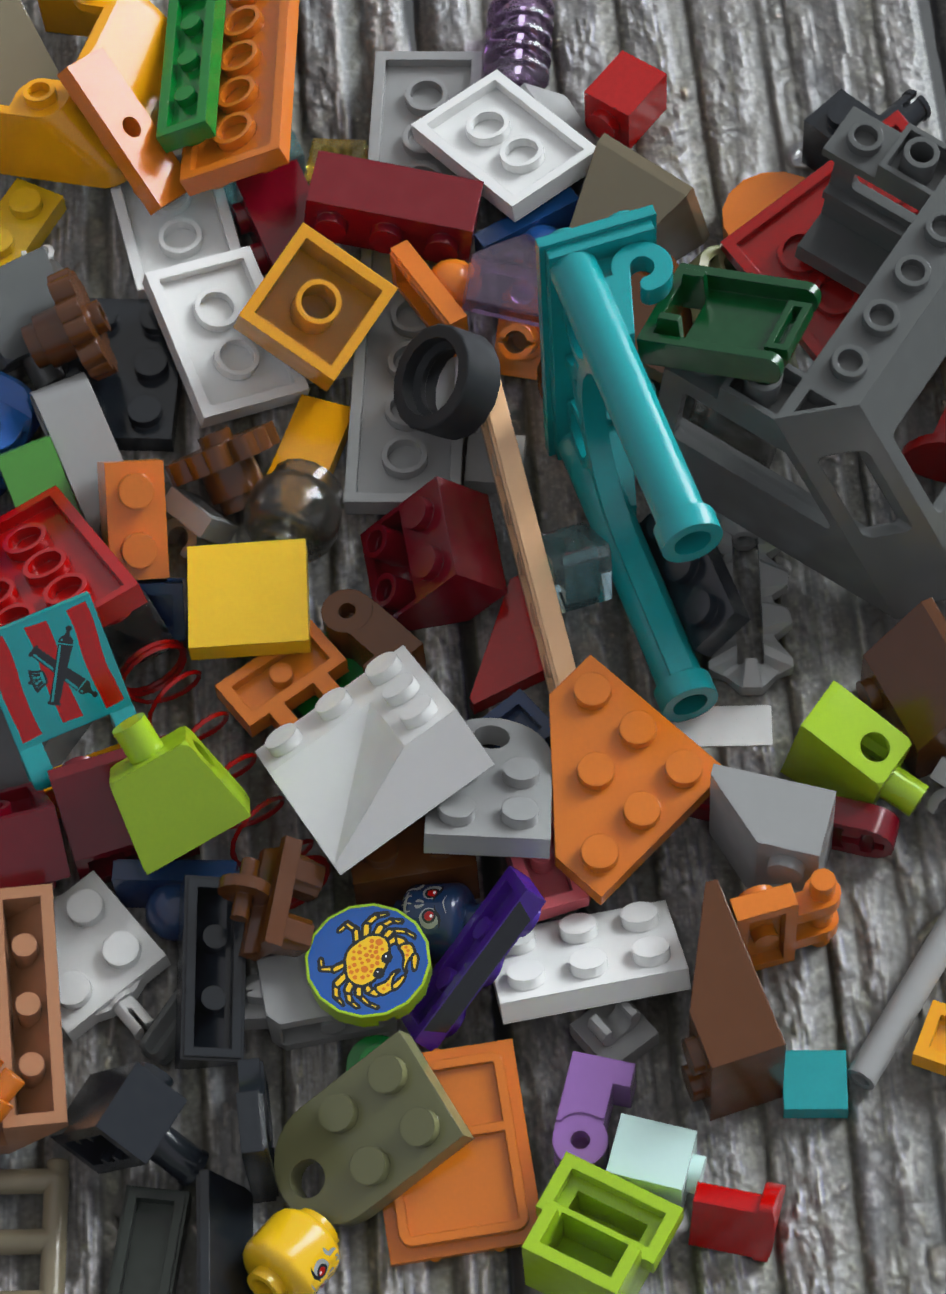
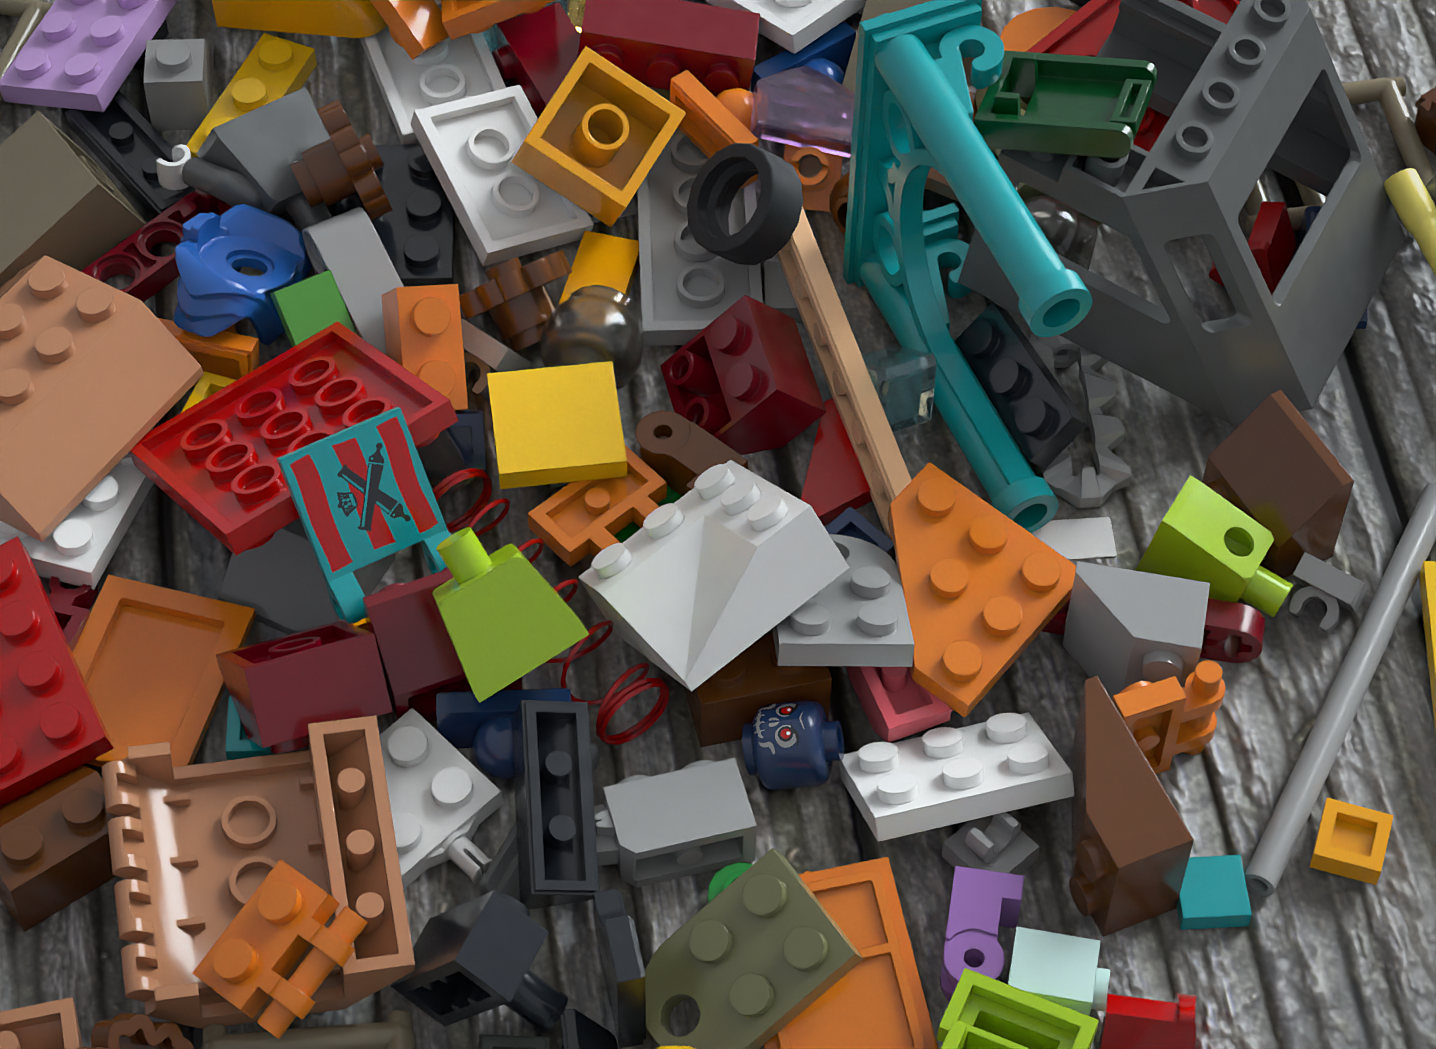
camera: 10 degrees left, 5 degrees down
(264, 895) = (612, 717): reddish brown hips -> none
(368, 964) = (727, 785): tile -> none
(475, 958) = (839, 774): dark purple plate -> none

